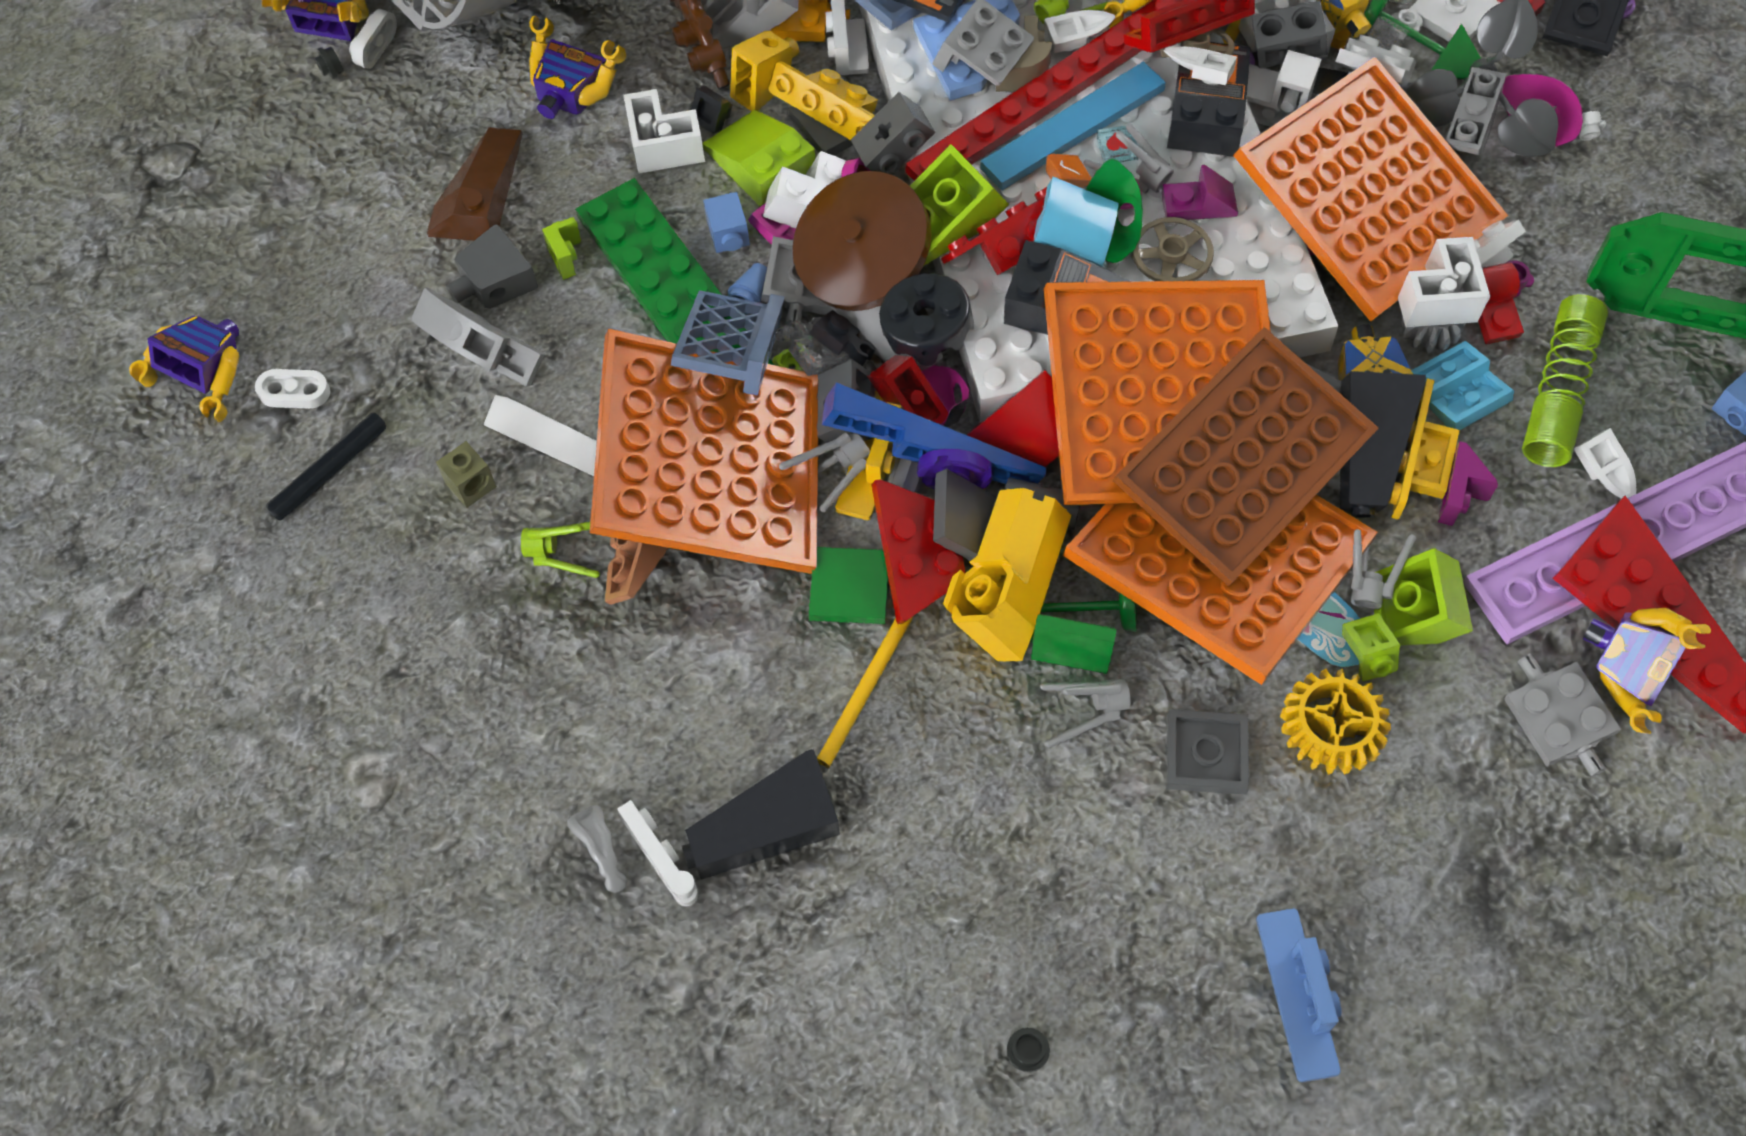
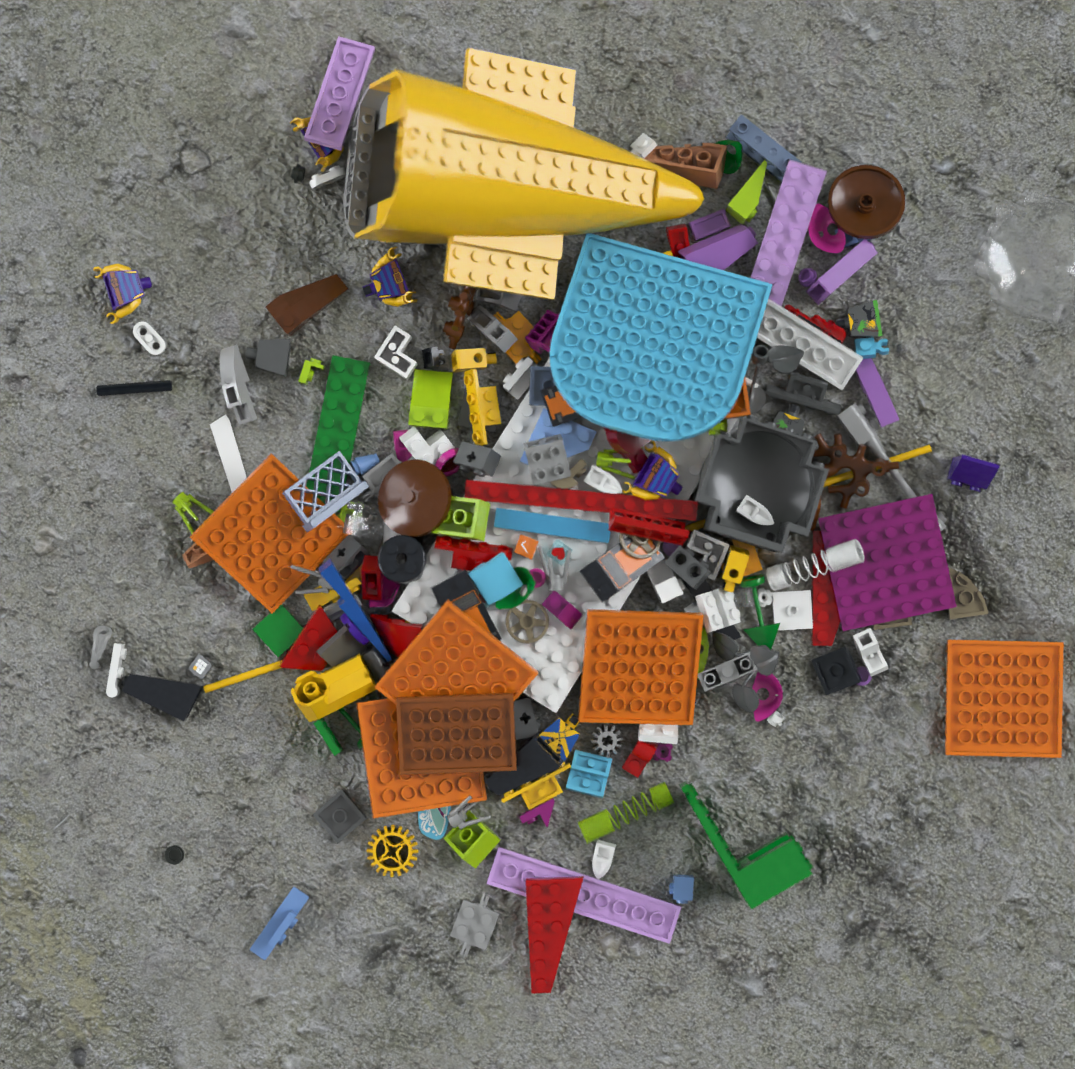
camera: 45 degrees right, 25 degrees up
(466, 474) = (180, 447): olive brick -> none
(726, 222) = (382, 426): medium blue brick -> none
(785, 734) = (201, 666): none -> slope
(840, 335) = (372, 524): black plate -> none
(1107, 696) = (325, 765): light grey plant -> none
(1207, 65) = (621, 556): white plate -> none
(1373, 646) = (436, 837): lime bracket -> none
(1449, 289) = (613, 743): white brick -> none
(1641, 657) = (516, 936): torso -> none

